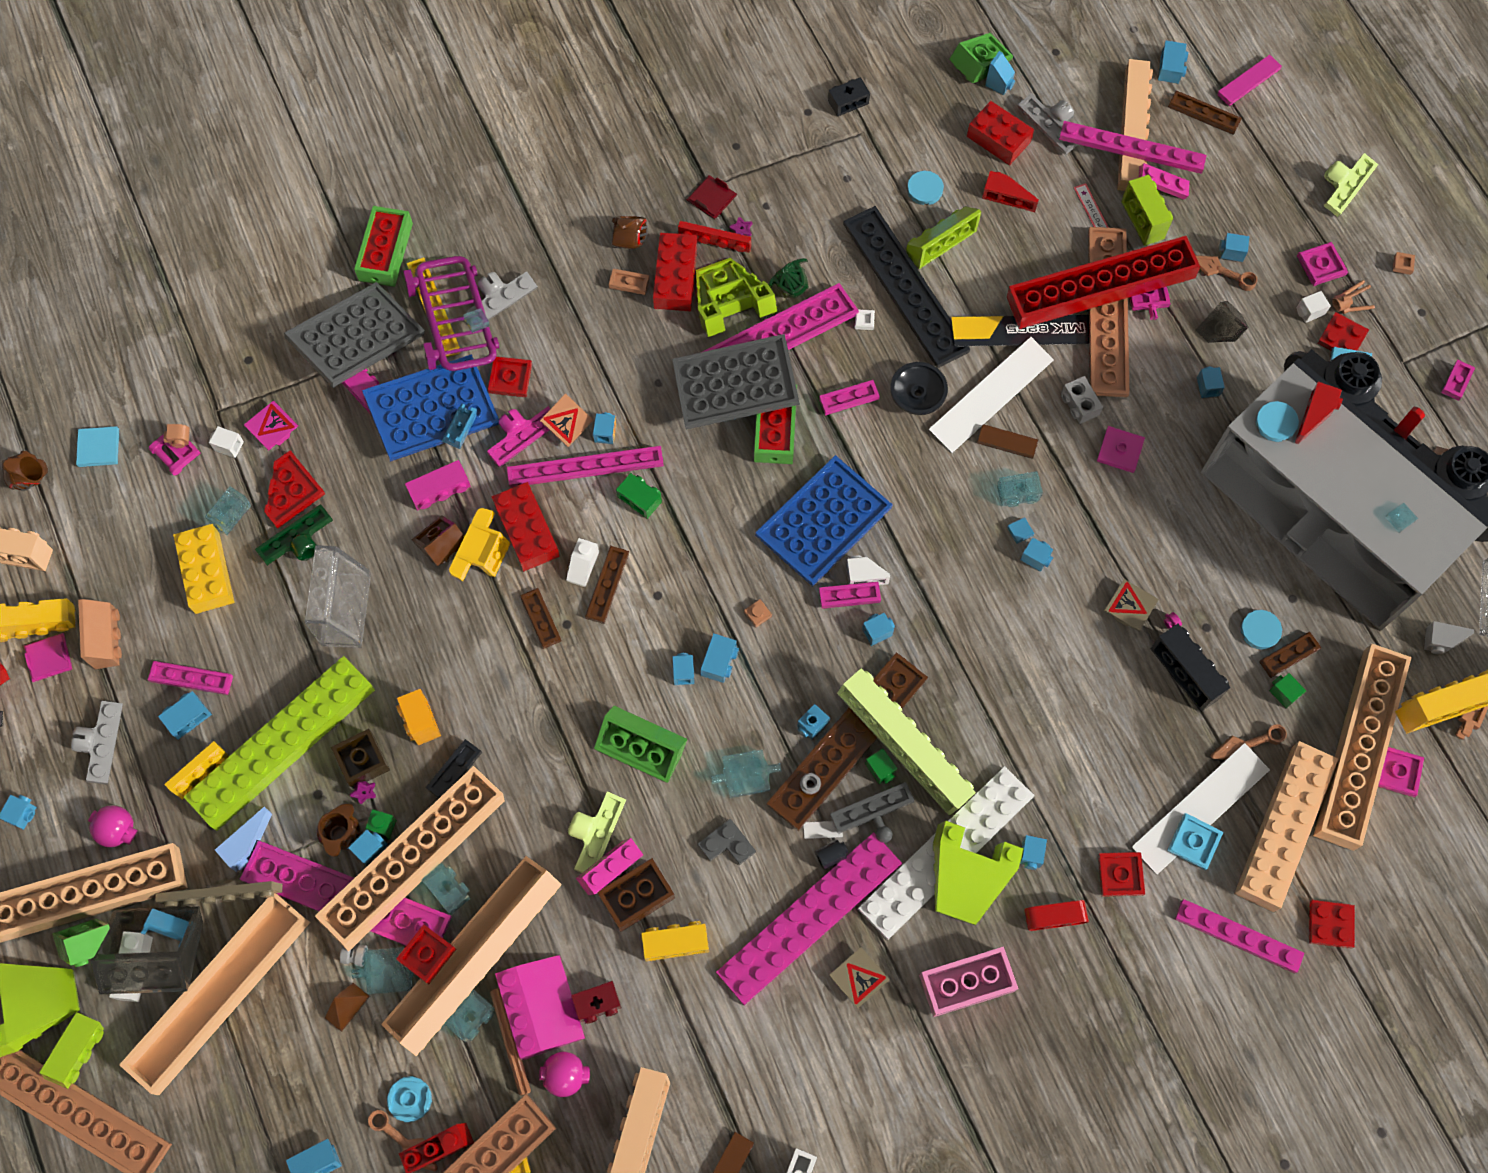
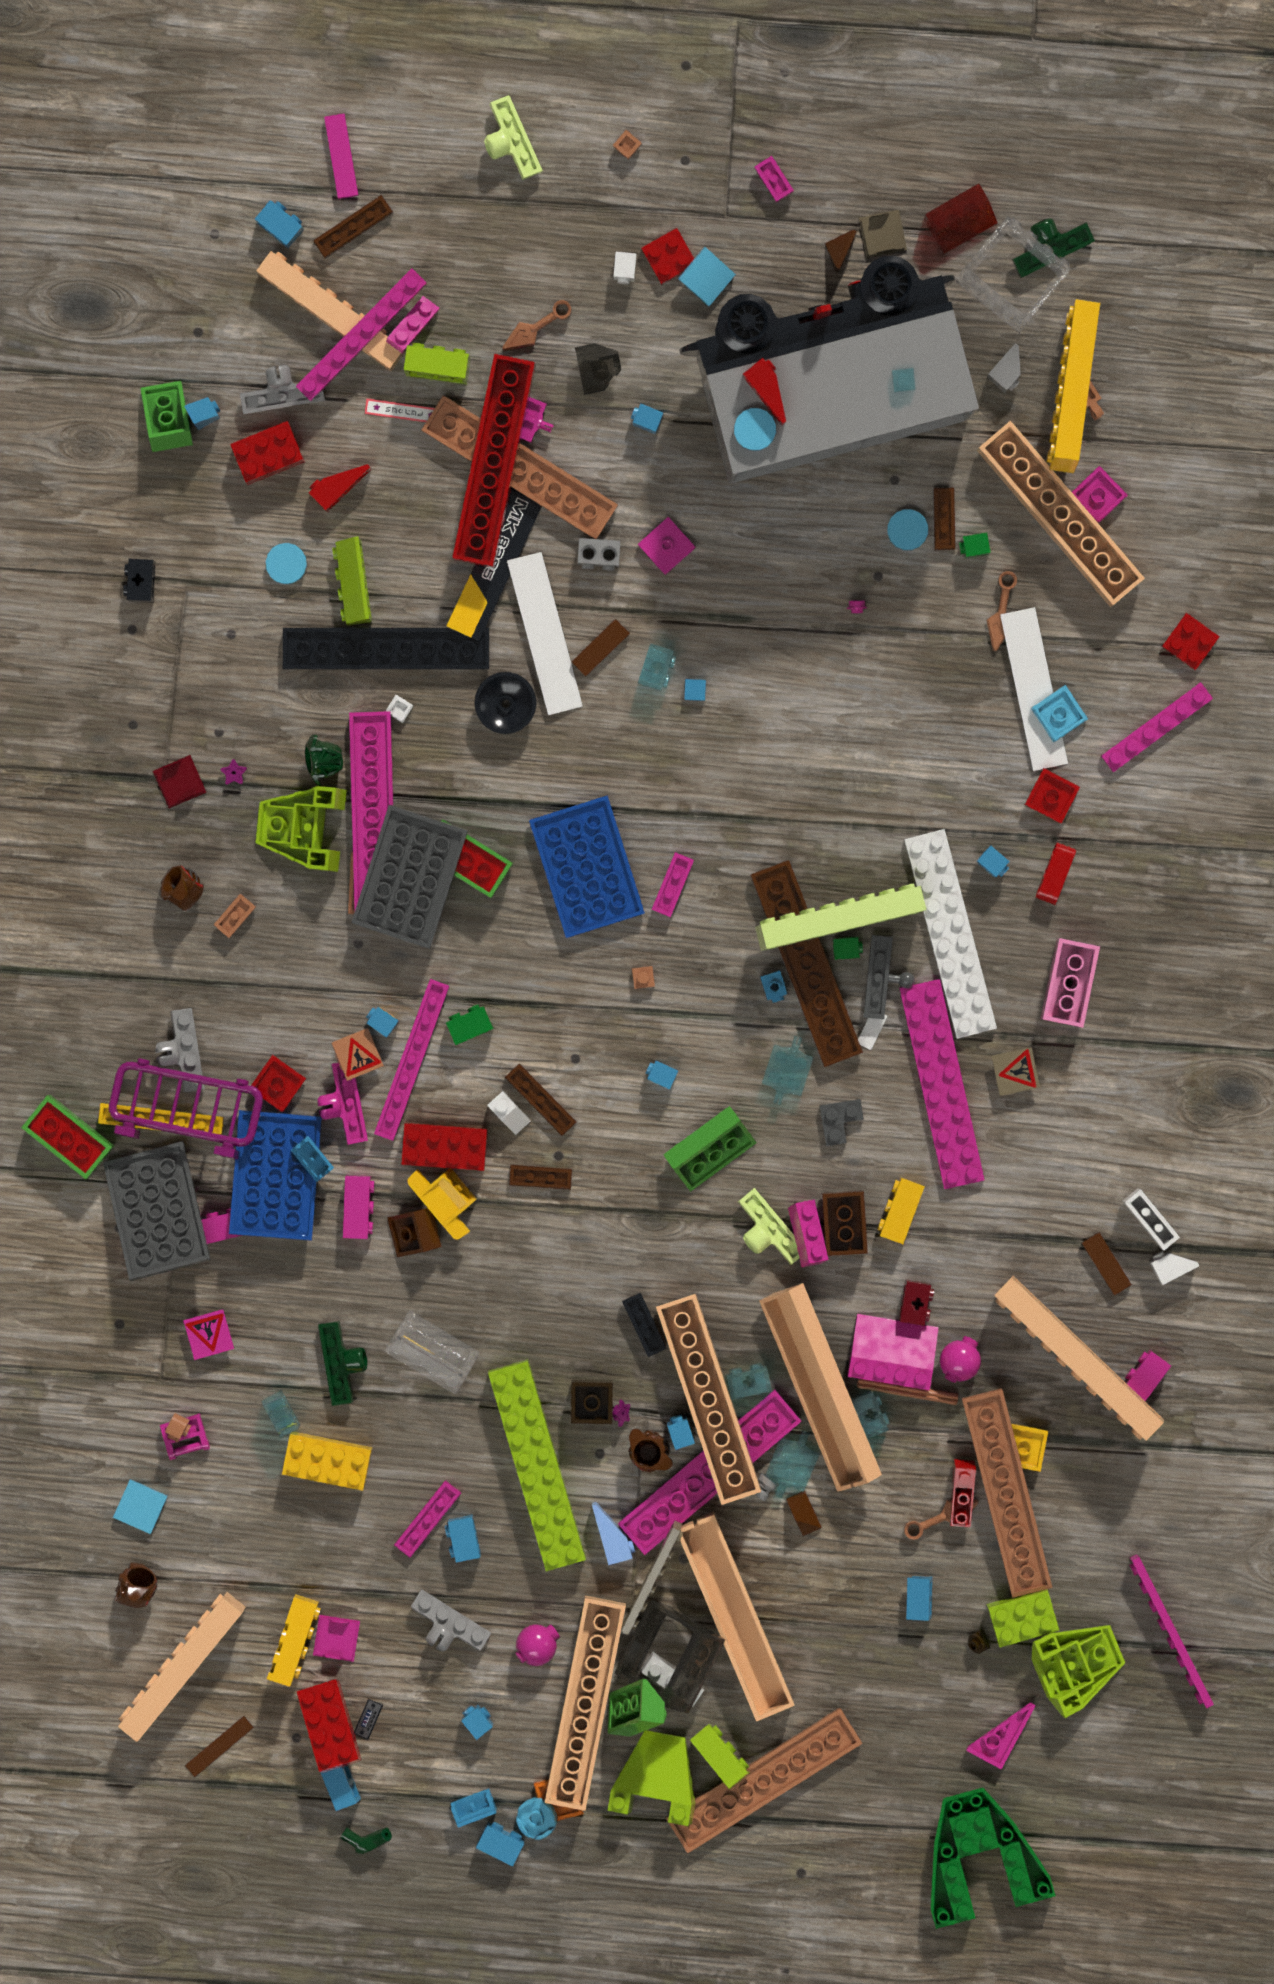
camera: 60 degrees left, 20 degrees up
(99, 633) = (344, 1581): nougat slope -> none
(165, 925) = (655, 1632): dark azure hinge -> none
(196, 770) = (528, 1548): yellow plate -> none
(226, 442) = (203, 1384): white brick -> none
(290, 490) = (286, 1346): red plate -> none
(381, 824) = (661, 1412): green brick -> none
(409, 1099) = (909, 1496): medium azure tile -> none
(418, 716) = (581, 1333): light orange brick -> none
(426, 954) = (800, 1426): red plate -> none
(476, 320) = (211, 1090): clear light blue plate -> none
(675, 272) = (250, 865): red brick -> none
(716, 237) = (225, 812): red plate -> none
(719, 657) = (668, 1036): dark azure brick -> none
(810, 777) = (836, 1020): light grey plate -> none
(831, 854) = (899, 1035): black brick -> none
(849, 397) = (475, 772): dark pink plate -> none
(864, 570) = (658, 859): white slope -> none
(878, 628) = (718, 877): dark azure brick -> none
(967, 880) = (989, 934): lime wedge -> none
(1037, 554) = (728, 689): dark azure brick -> none
(1131, 605) = (822, 634): dark tan piece -> none
(1190, 667) = (910, 622): black brick -> none
(1234, 247) = (521, 302): dark azure brick -> none
(1286, 826) = (1090, 627): light nougat brick -> none
(1322, 264) = (584, 225): dark pink plate -> none
(1344, 300) = (635, 233): nougat plant -> none

